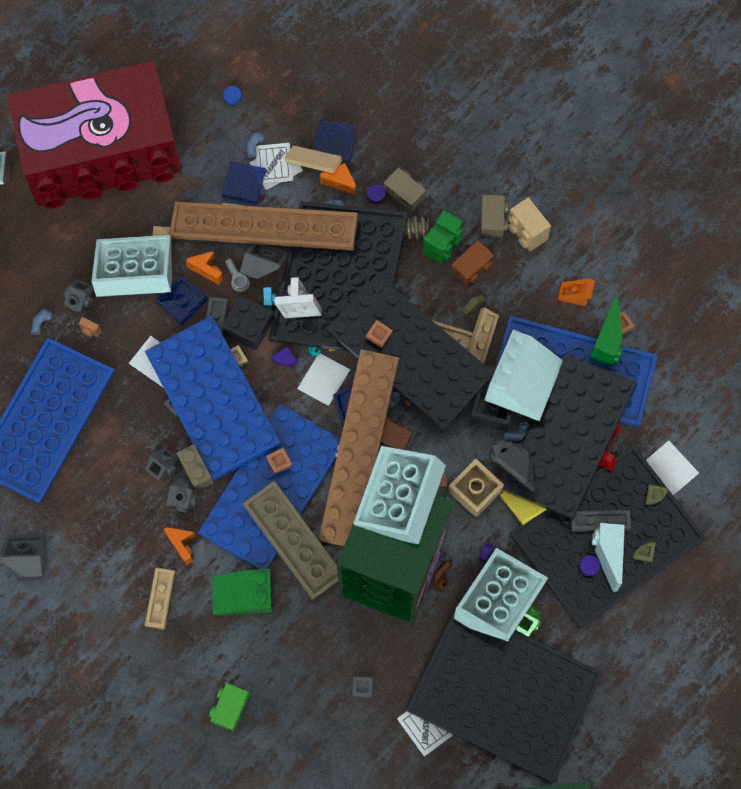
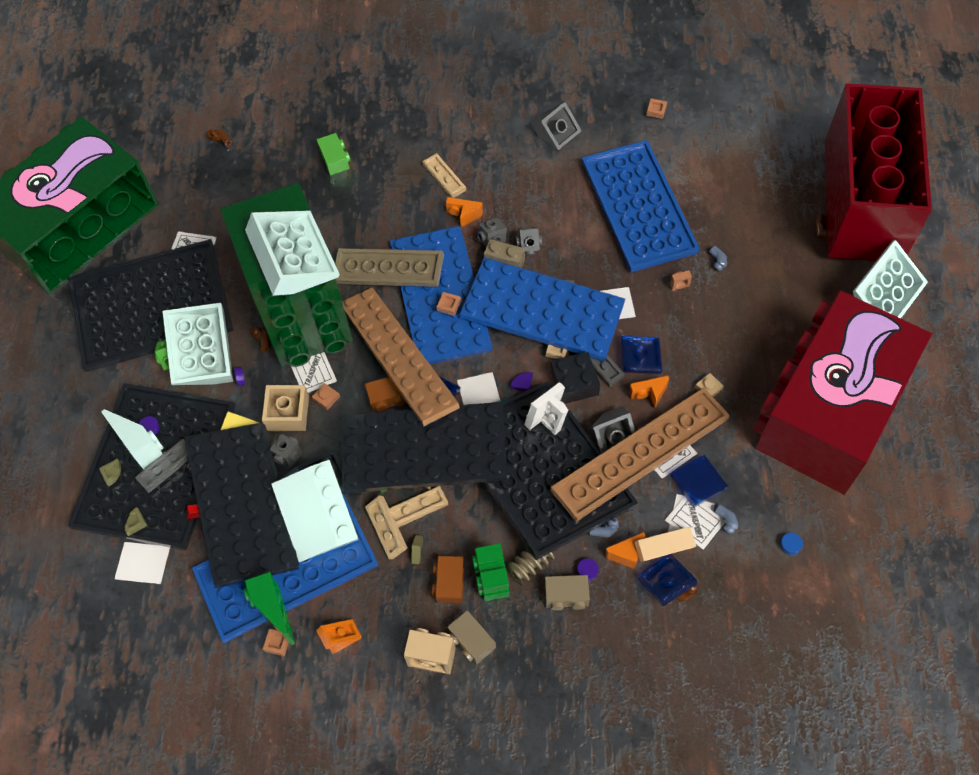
camera: 140 degrees right, 10 degrees down
(78, 295) = (712, 289): dark grey brick -> none
(132, 265) = (702, 342): light aqua slope -> none
(239, 282) = (615, 401): light grey plate -> none
(242, 592) = (390, 218): green slope -> none
(269, 298) = (579, 408): medium azure plate -> none
(379, 333) = (456, 427): nougat plate -> none
(519, 465) = (255, 429): dark grey slope -> none

